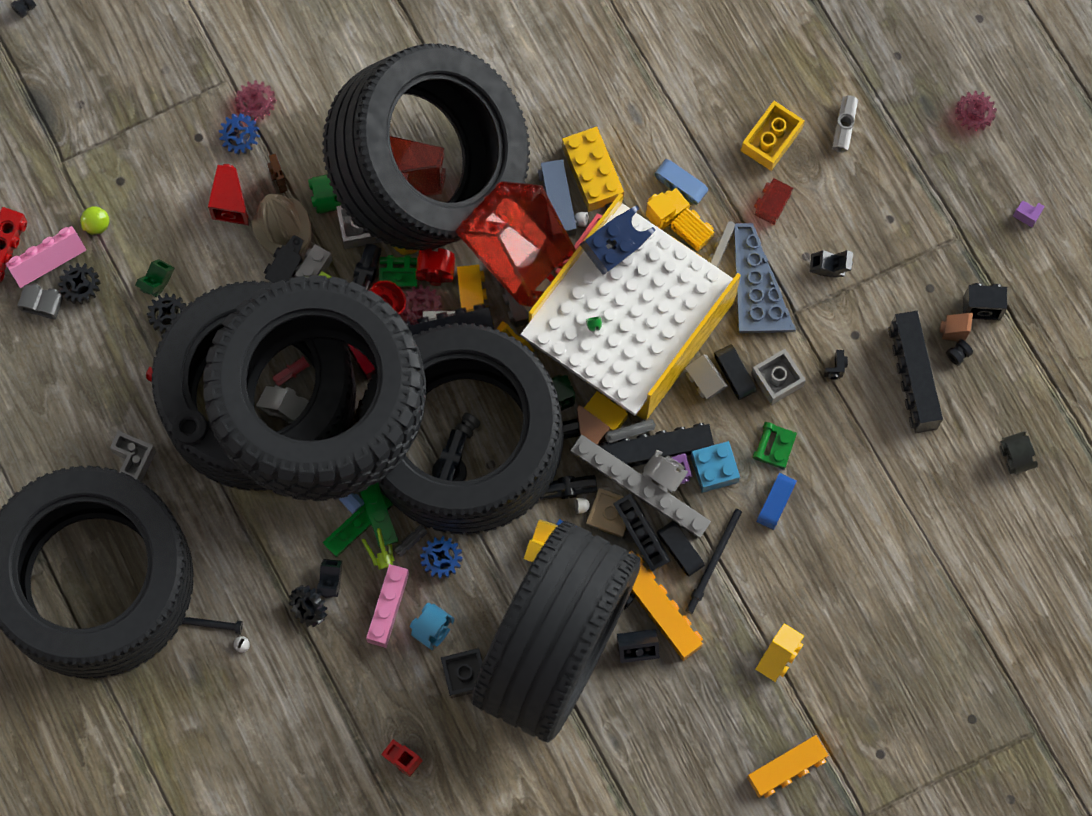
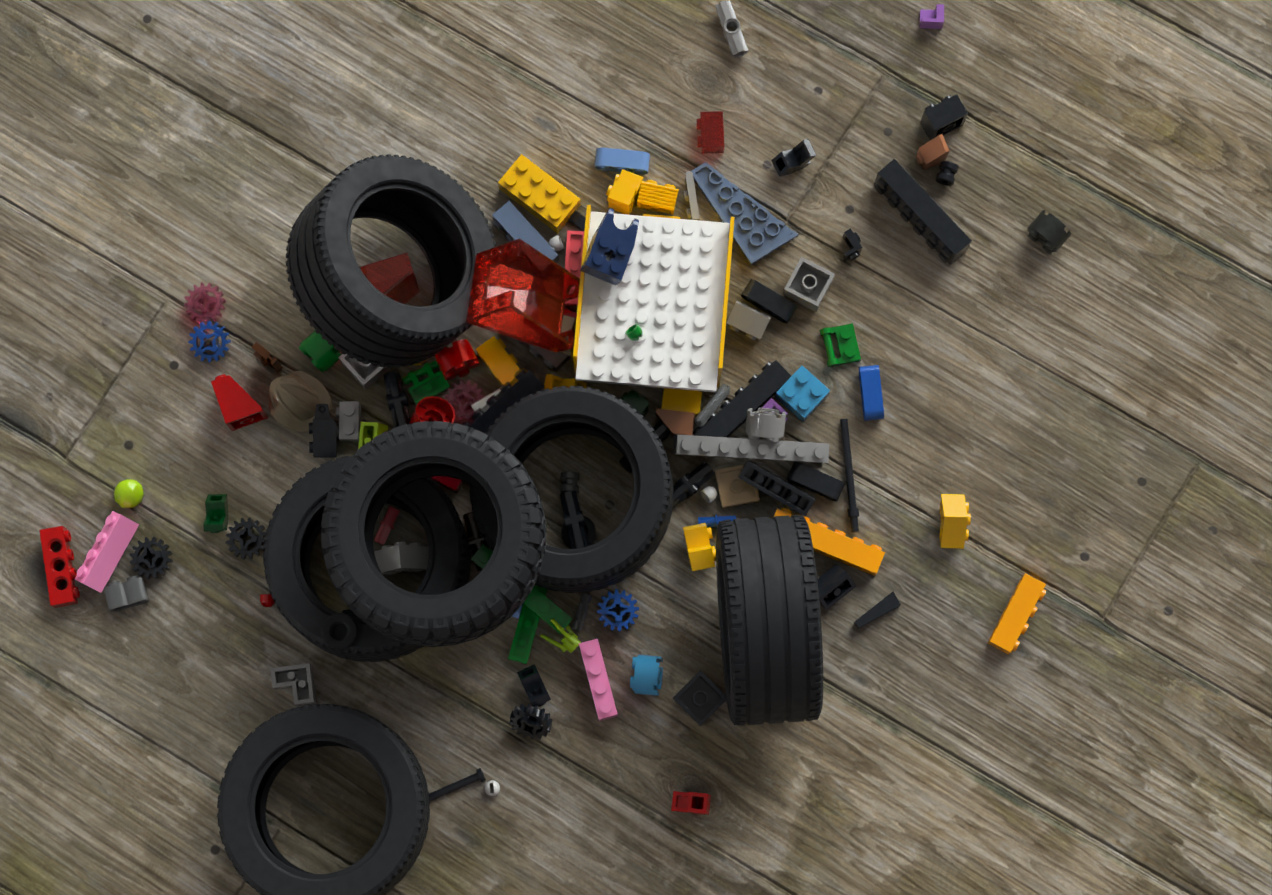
camera: 30 degrees left, 5 degrees up
(672, 691) = (883, 607): none -> black piece
(772, 135) = (676, 75): yellow brick -> none

